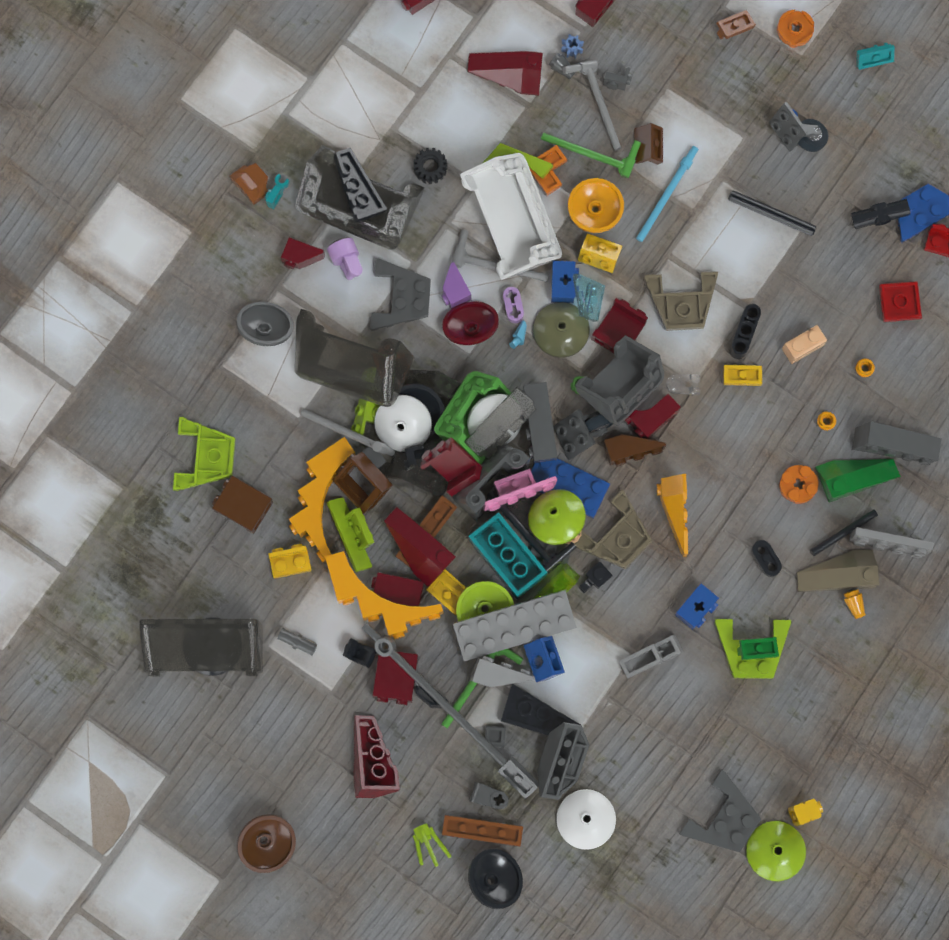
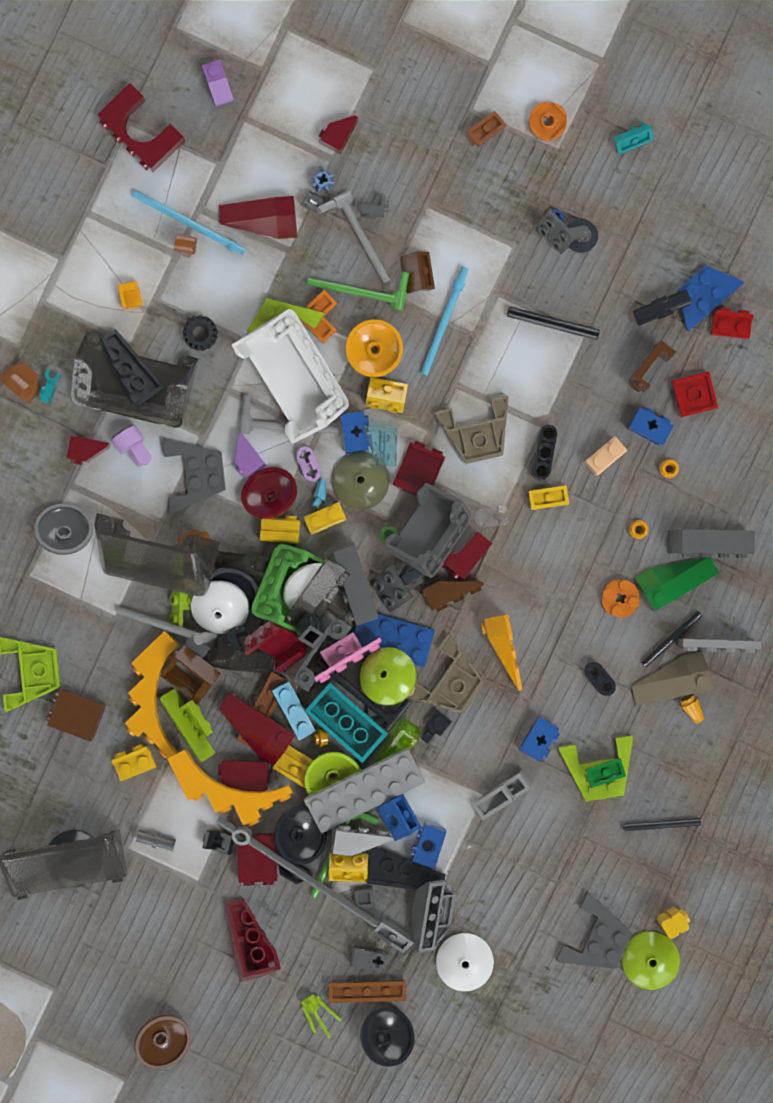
camera: 15 degrees left, 10 degrees up
(370, 120) = (130, 295): none -> light orange panel
(432, 81) = (185, 245): none -> dark orange piece
(450, 667) = (308, 841): none -> black dish
(457, 536) = (293, 710): none -> medium azure plate
(470, 359) = (280, 530): none -> yellow brick
(475, 91) = (232, 245): none -> medium azure bar
(479, 569) = (321, 738): none -> light orange plate
(484, 701) = (348, 868): none -> yellow bracket
(487, 456) = (309, 630): none -> black brick
(520, 357) = (325, 518): none -> yellow brick
(577, 684) = (428, 857): none -> blue brick
(807, 714) = (662, 824): none -> black bar
(856, 333) = (640, 427): none -> blue brick
(874, 253) = (661, 350): none -> reddish brown panel

